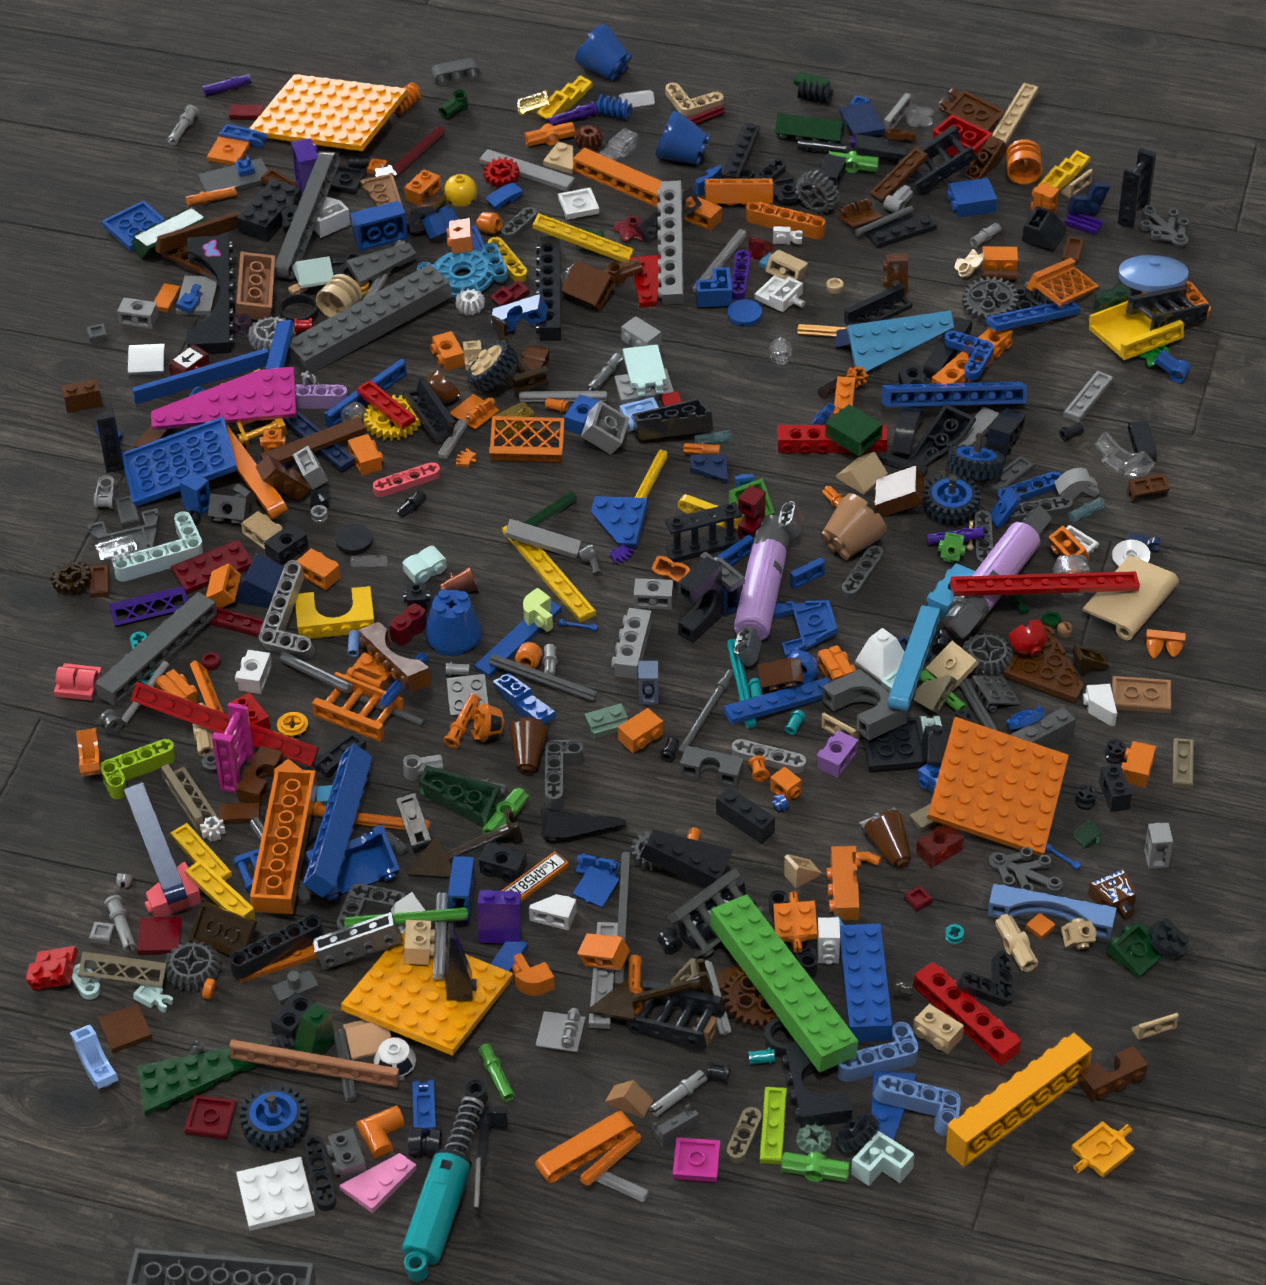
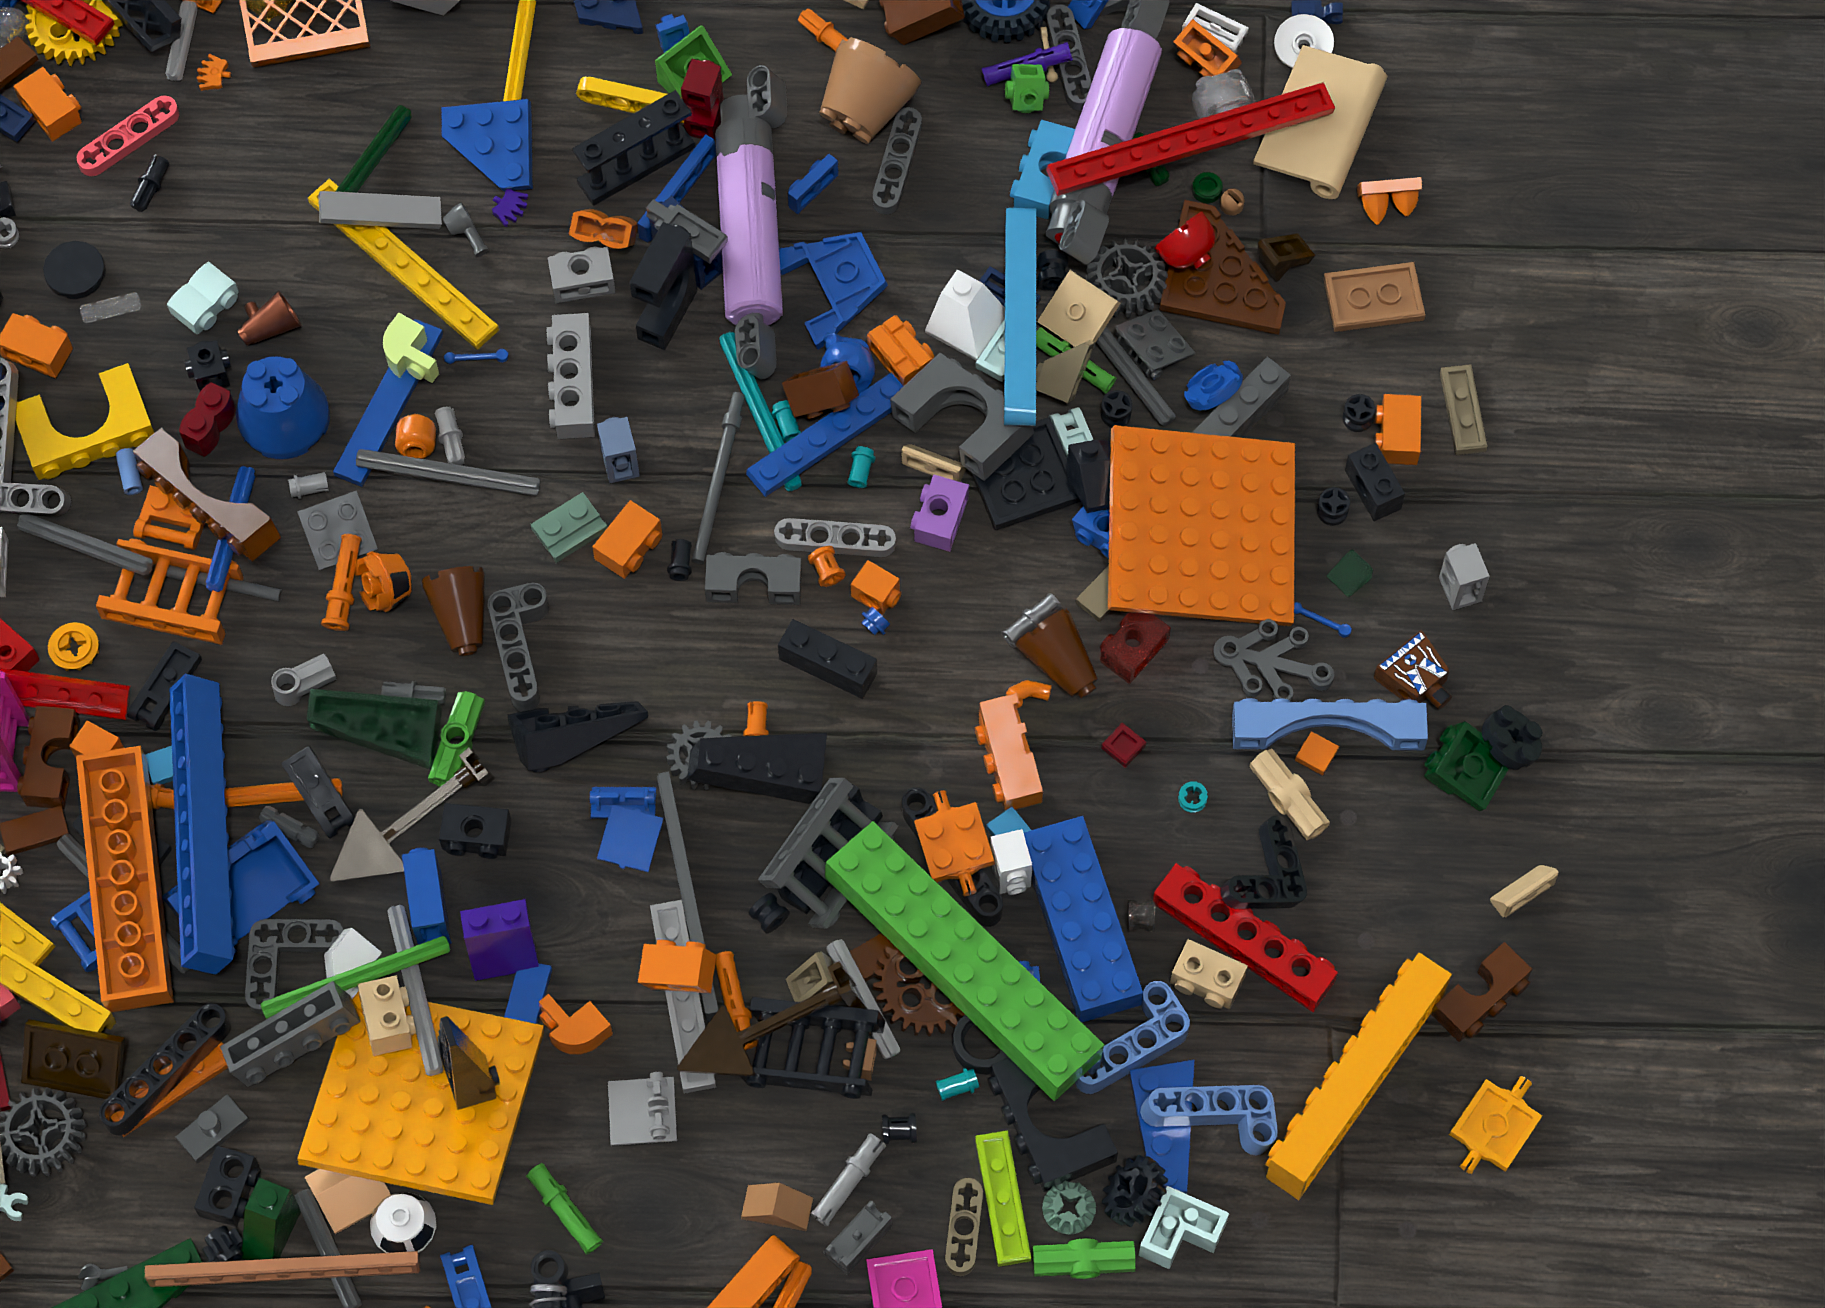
camera: 15 degrees left, 20 degrees up
(209, 989) = (79, 1166): orange tile -> none
(521, 699) = (428, 522): blue slope -> none
(538, 875) = (528, 849): tile -> none
(554, 911) = (579, 900): white slope -> none
(799, 870) = (935, 737): tan slope -> none
(1079, 934) = (1380, 760): tan brick -> none
(1101, 703) = (1319, 329): white slope -> none

